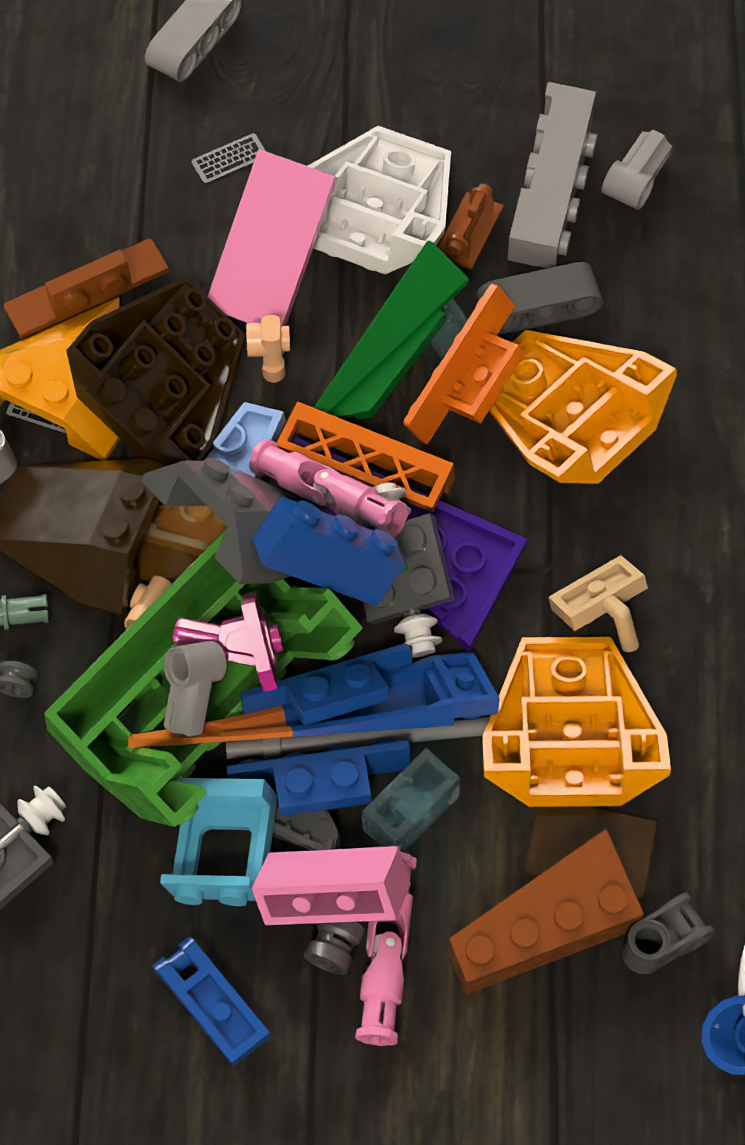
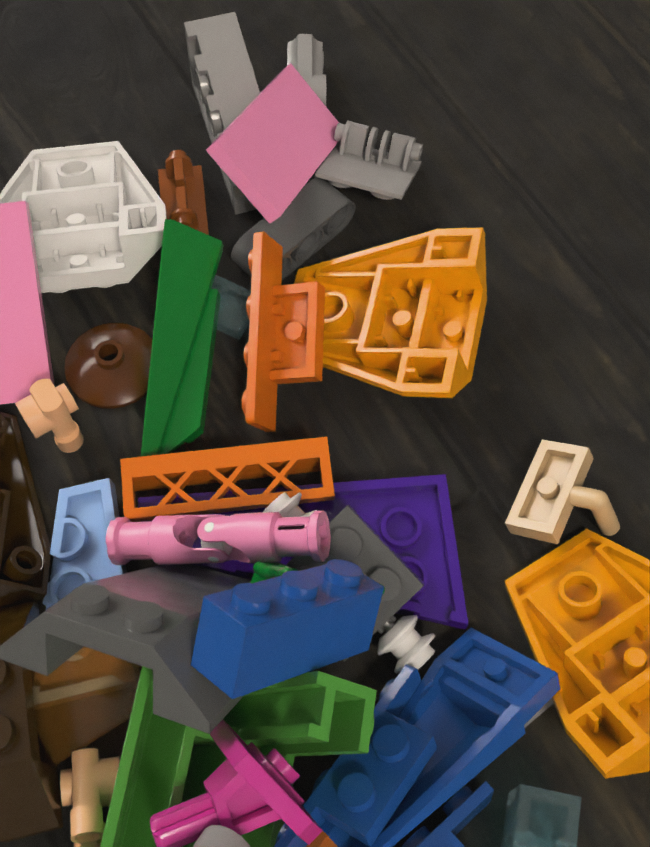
camera: 35 degrees left, 0 degrees up
(327, 344) = (114, 381): none -> reddish brown dish
(566, 218) = (276, 143): none -> bright pink tile
(639, 271) = (371, 169): none -> light grey hinge

